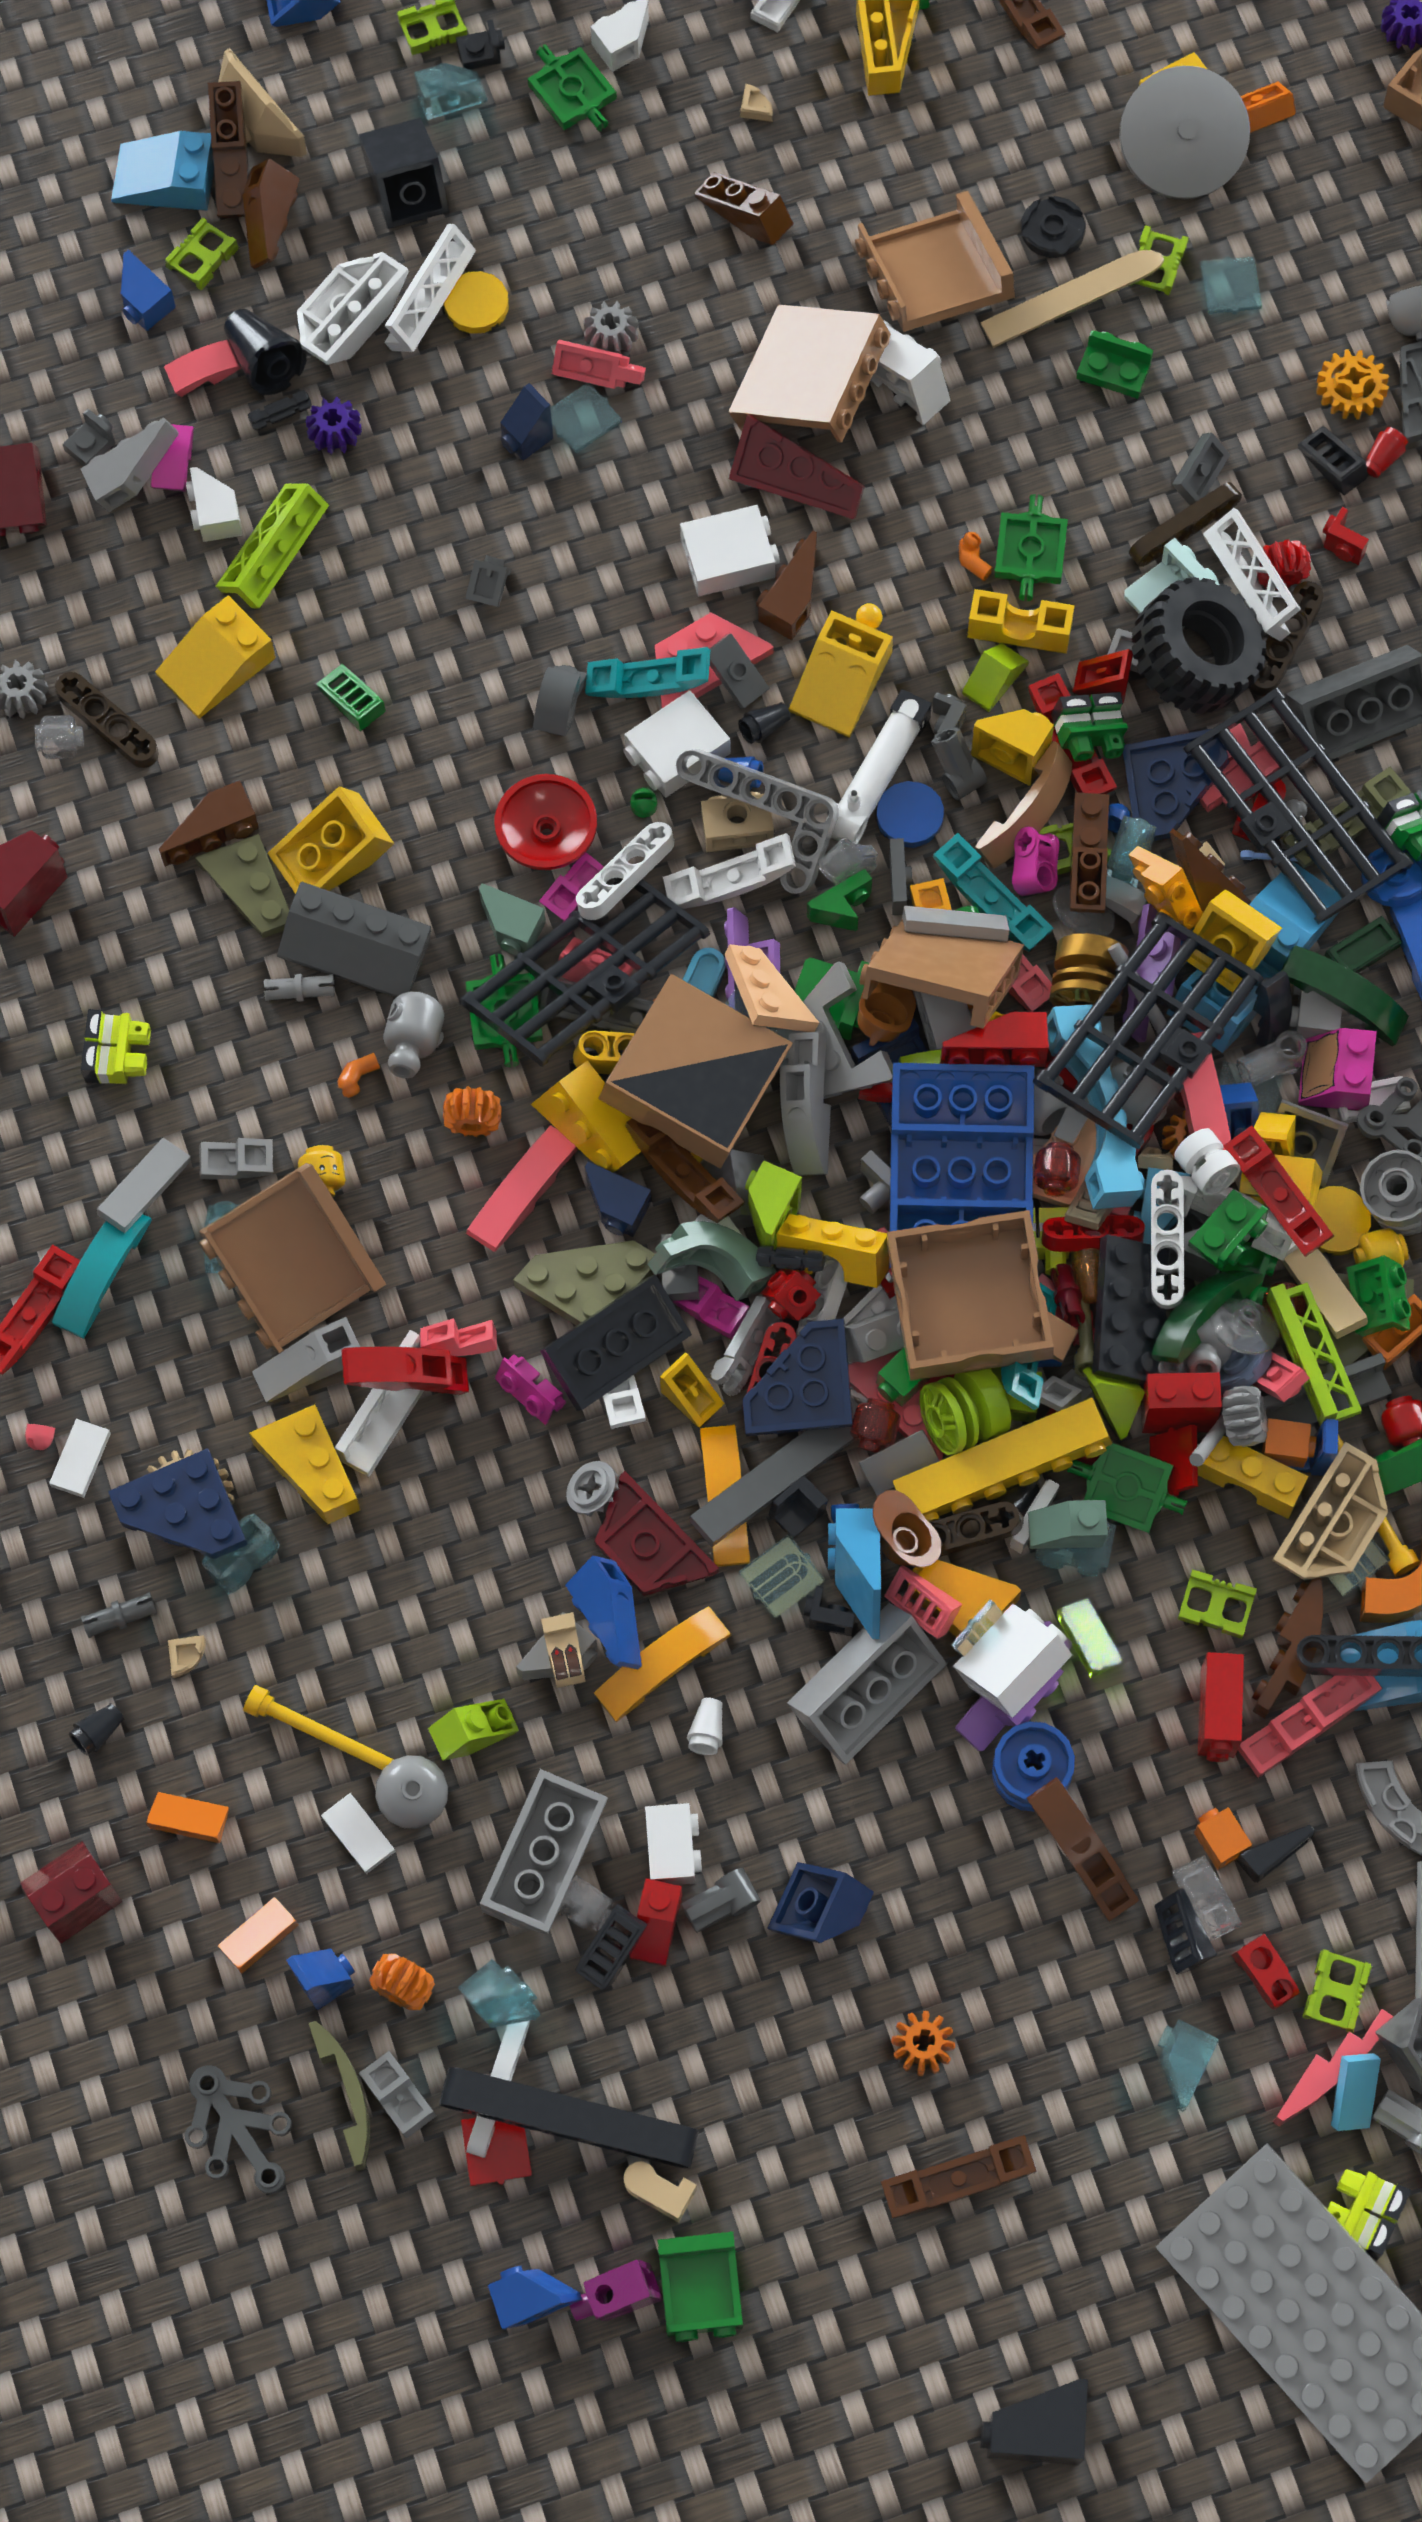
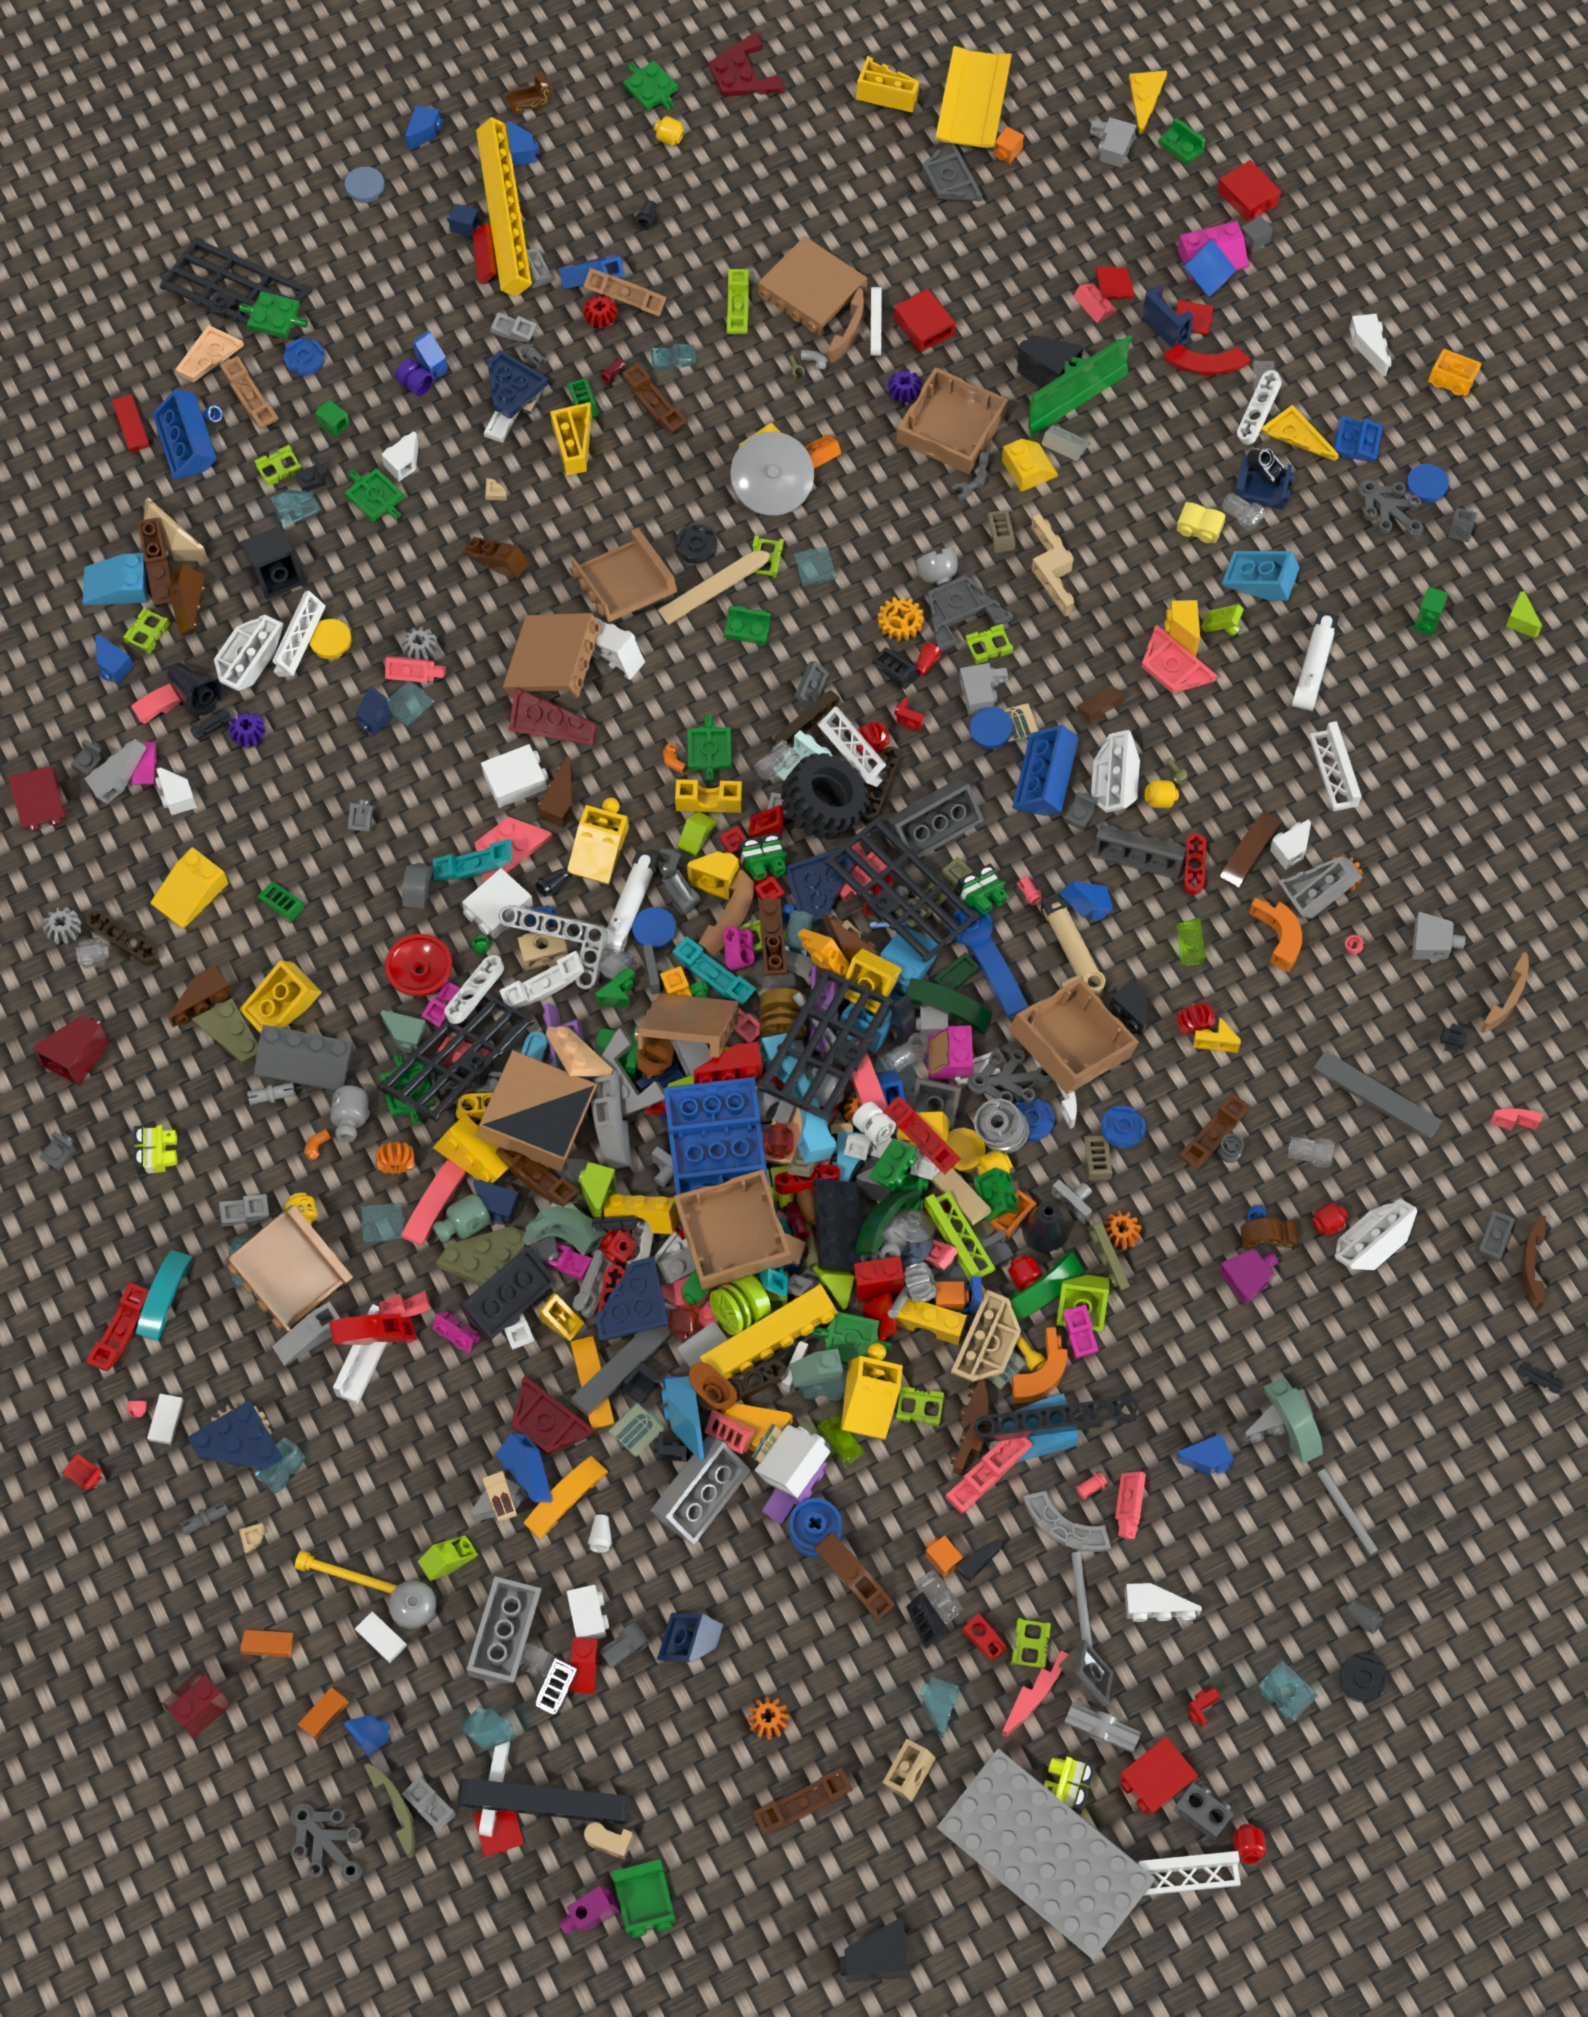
camera: 10 degrees left, 5 degrees down
(95, 1729) = (196, 1596): black cone -> none
(143, 1185) = (185, 1235): light grey tile -> none
(273, 547) = (217, 810): lime fence -> none
(309, 1461) = (316, 1398): yellow wedge -> none
(402, 1981) = (422, 1729): orange gear -> none
(440, 1207) = (382, 1223): none -> clear light blue piece
(528, 2296) = (532, 1922): blue slope -> none
(564, 1218) = (464, 1219): none -> sand green piece
(586, 1479) = (499, 1385): light grey gear -> none
(736, 671) = (529, 852): dark grey plate -> none
(955, 923) = (687, 994): light grey tile -> none
(1126, 2154) = (909, 1770): none -> tan brick
(1138, 576) = (781, 757): none -> clear piece
(1138, 1584) = (867, 1400): none -> yellow slope
(1171, 1239) = (853, 1176): white beam -> none
(1220, 1706) = (930, 1471): red brick -> none
(1277, 1132) = (917, 1098): yellow slope -> none
(1355, 2092) = (1051, 1706): medium azure tile -> none

